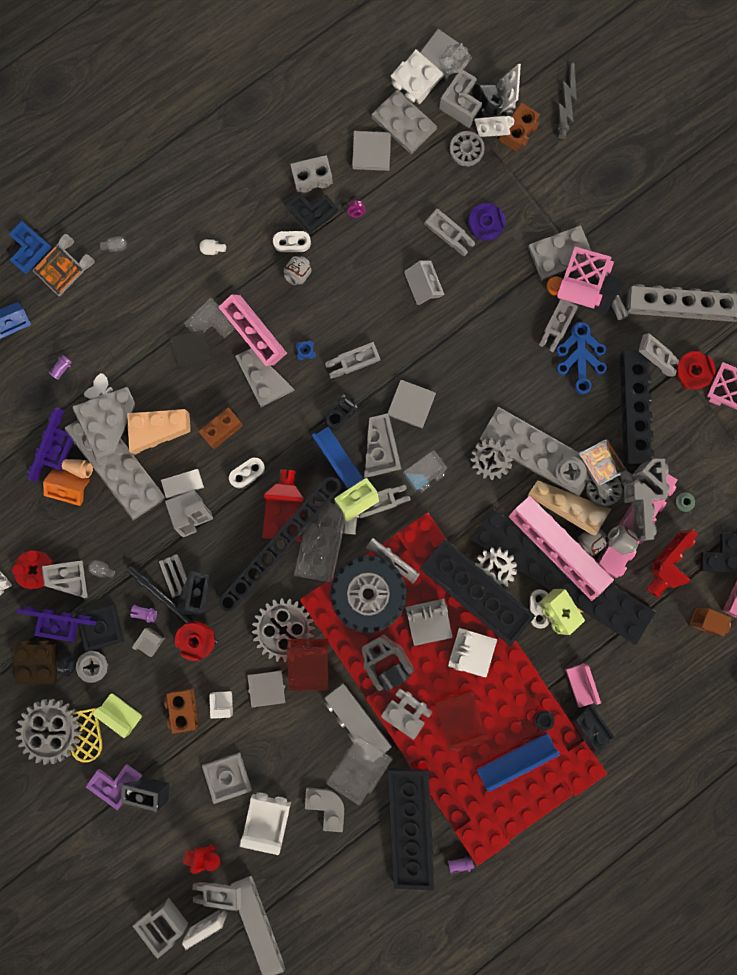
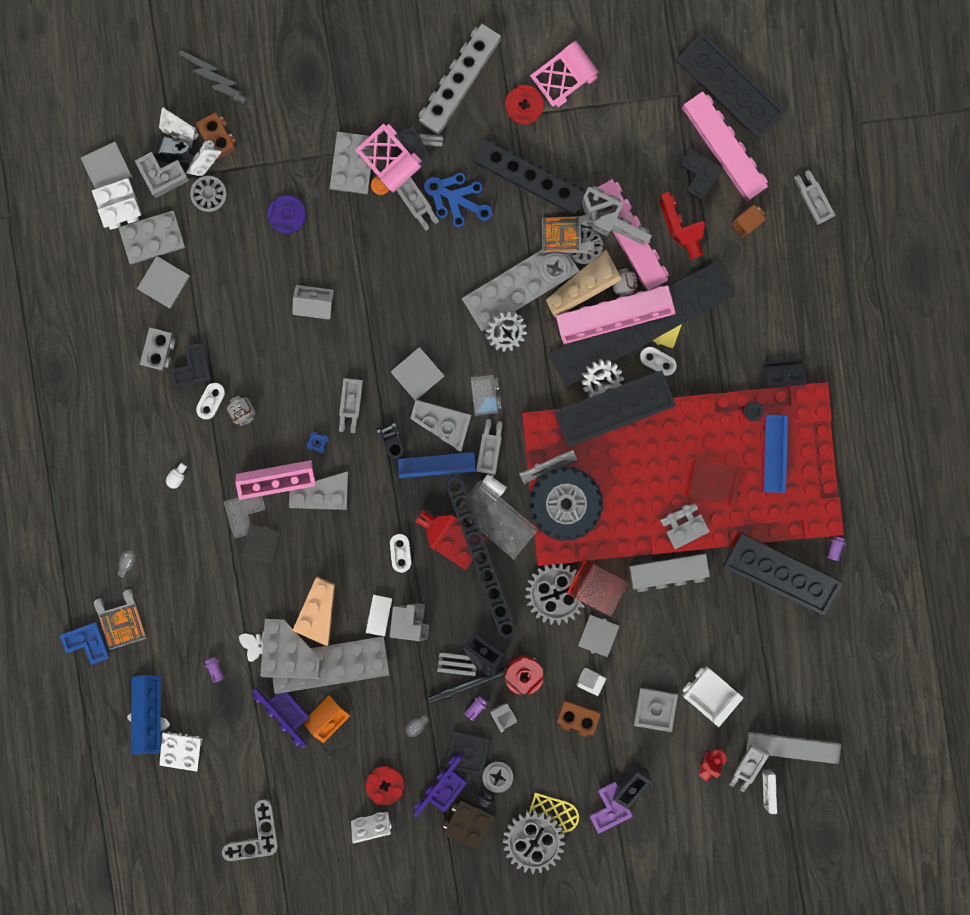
camera: 55 degrees left, 5 degrees up
(66, 578) = (408, 759): light grey wing -> none
(80, 468) = (315, 699): light nougat cone -> none
(118, 715) = (552, 775): yellowish green panel -> none
(161, 927) = (750, 828): light grey plate -> none
(221, 428) = (348, 554): dark orange brick -> none
(331, 804) = (725, 632): light grey plate -> none
(356, 209) = (212, 326): magenta plate -> none
(357, 499) = (478, 469): yellowish green panel -> none
(359, 770) = (710, 592): clear bracket -> none
(394, 675) = (646, 520): dark grey piece -> none
(429, 622) = (617, 464): light grey hinge -> none
(448, 231) = (277, 254): light grey hinge -> none
(454, 58) = (122, 161): clear brick -> none
(472, 652) = (663, 441): white hinge -> none
(561, 611) = (670, 344): yellowish green brick -> none
(582, 685) = (743, 361): bright pink panel -> none
(623, 540) = (638, 257): light grey head -> none
(658, 354) = (493, 132): light grey hinge -> none
(679, 502) = (635, 187): sand green plate -> none

